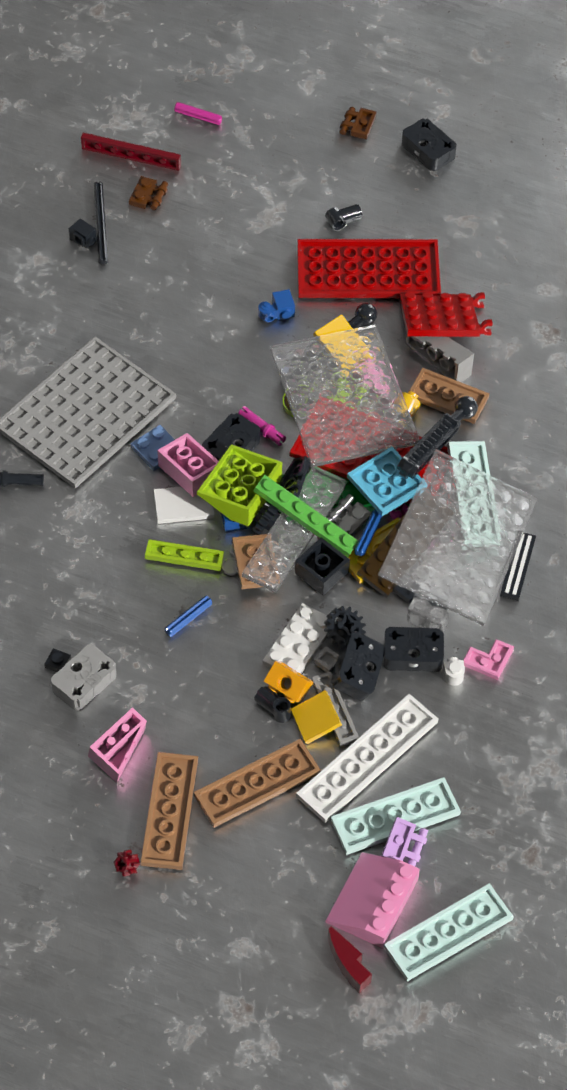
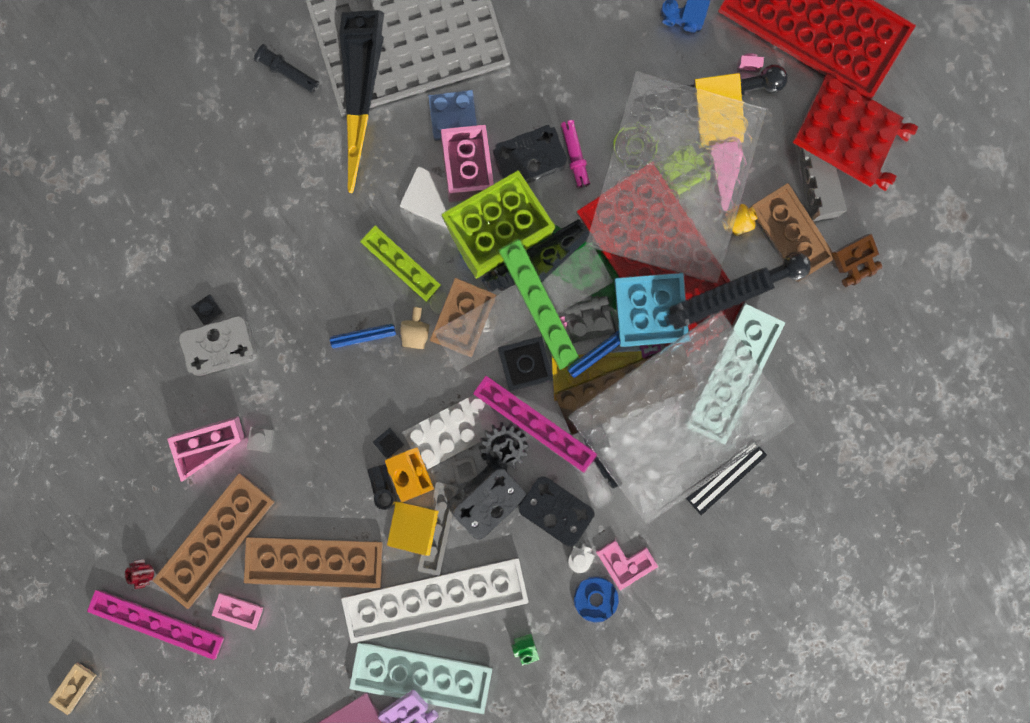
camera: 30 degrees right, 30 degrees up
(66, 436) = (361, 51): none -> black plate
(127, 978) = (72, 688): none -> tan plate
(158, 725) = (260, 439): none -> light grey plate
(163, 894) = (155, 624): none -> dark pink plate
(222, 848) = (237, 611): none -> bright pink plate
(225, 593) = (413, 331): none -> tan piece
(257, 673) = (388, 443): none -> black plate
(346, 311) = (750, 62): none -> bright pink plate
(357, 595) = (535, 424): none -> dark pink plate
(459, 750) = (525, 649): none -> green plate
(482, 703) = (599, 612): none -> blue tile
(499, 387) = (854, 254): none -> reddish brown plate

